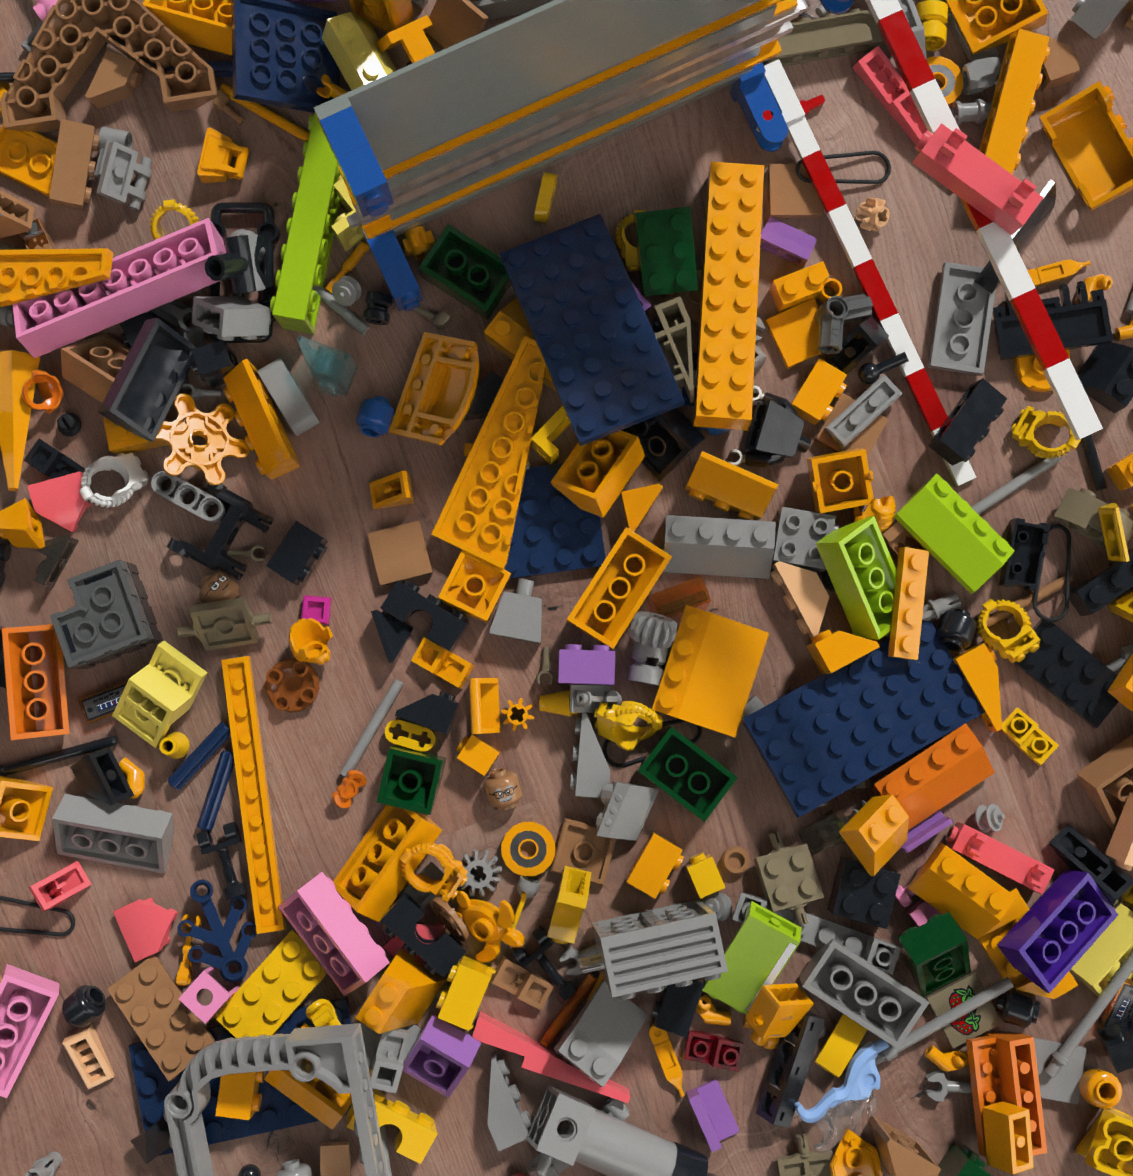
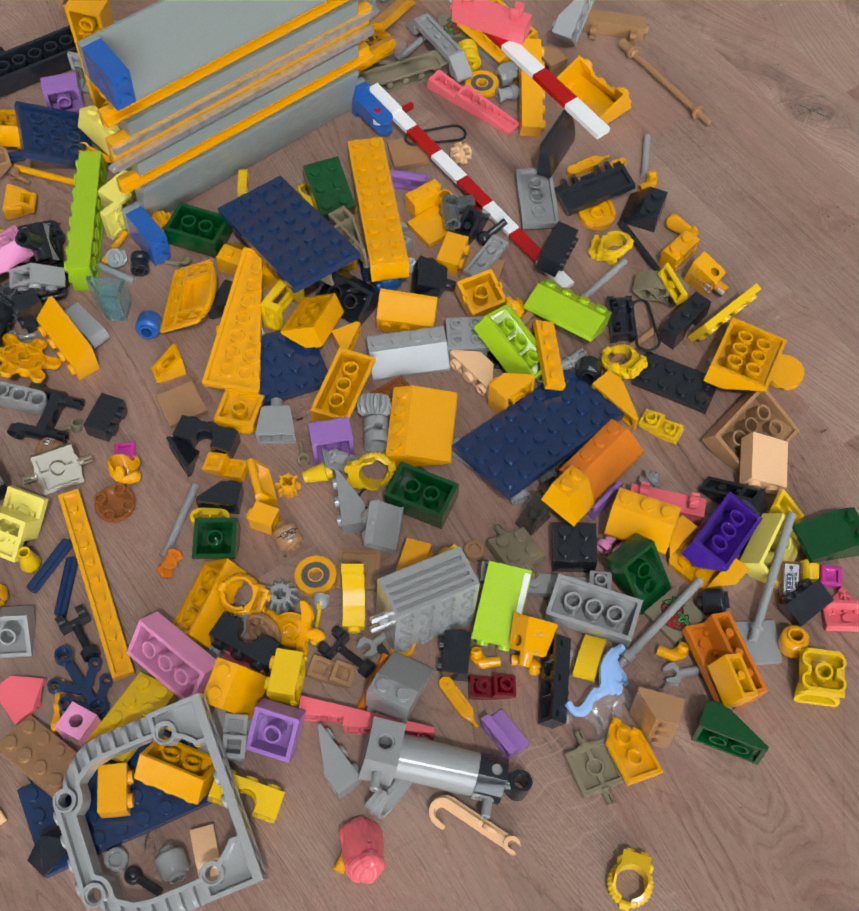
camera: 15 degrees left, 25 degrees down
(232, 1155) = (116, 860): none -> light grey tile

